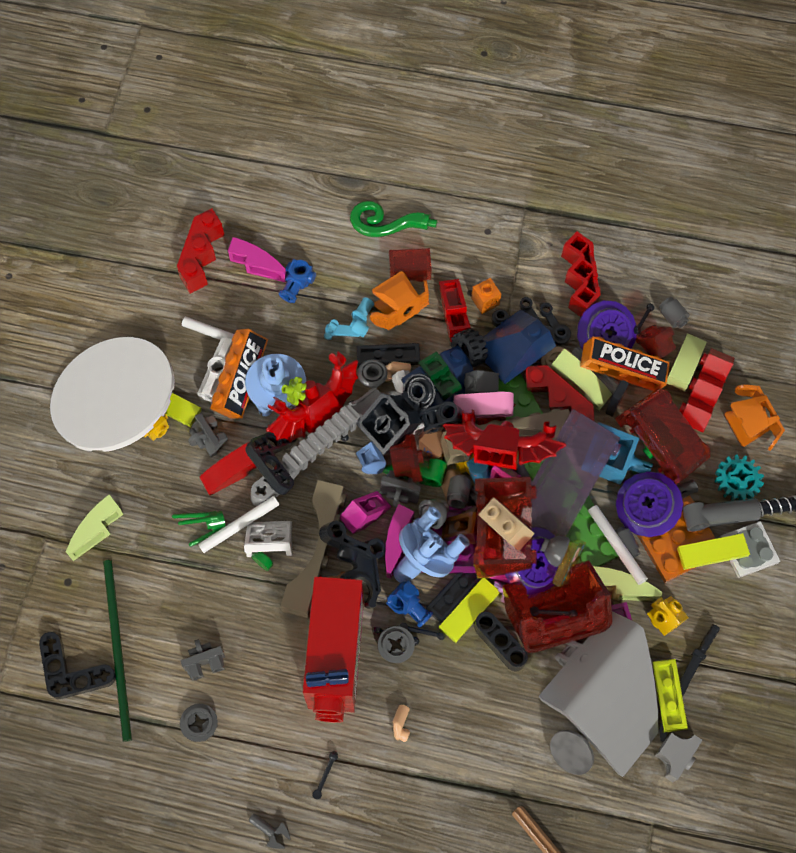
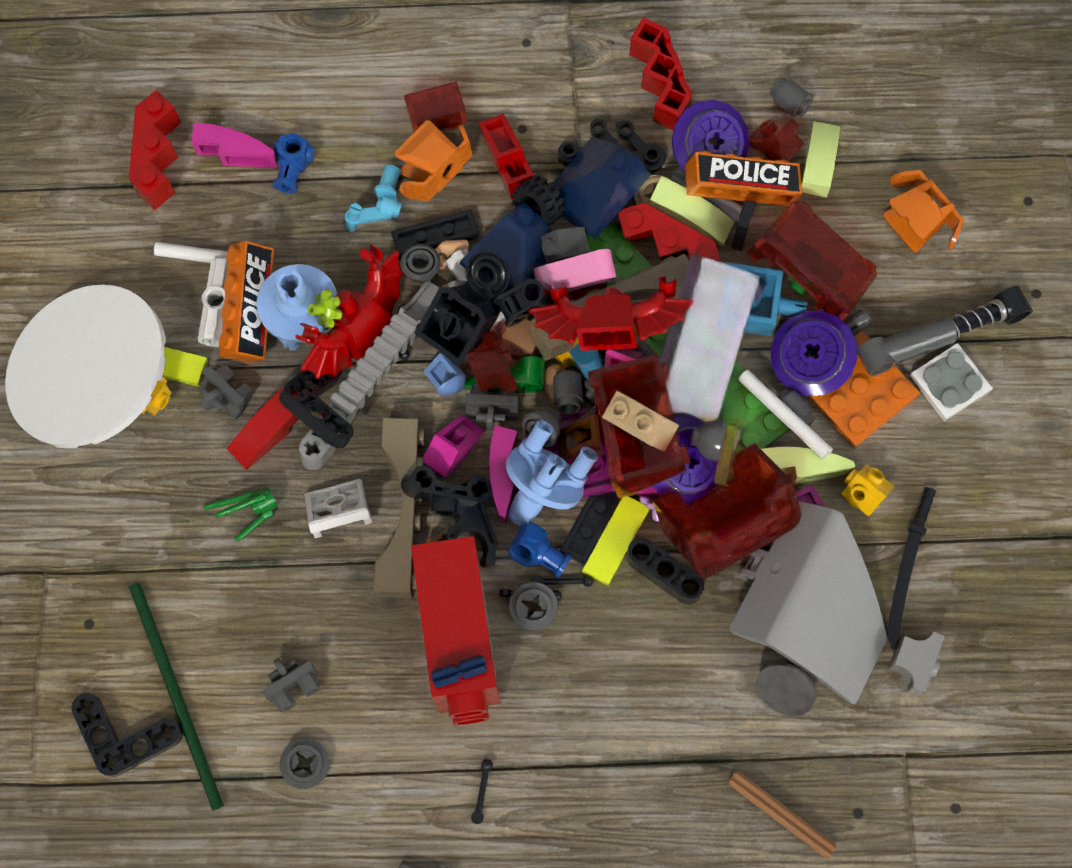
camera: 10 degrees left, 5 degrees up
(93, 527) = (105, 546): yellowish green slope -> none
(238, 524) = (294, 498): white piece -> none
(262, 560) = (336, 538): green tile -> none
(398, 723) = (559, 704): light nougat arm -> none
(411, 220) = (423, 49): green plant -> none
(441, 376) = (506, 241): dark green slope -> none
(486, 295) = (544, 128): orange brick -> none
(534, 611) = (700, 522): black hinge -> none
(637, 329) = (758, 97): black hinge -> none
(670, 695) = (891, 589): neon yellow tile -> none
(706, 388) = (853, 187): red brick -> none
(713, 551) = (907, 395): neon yellow tile -> none
(744, 471) = (923, 283): teal gear -> none

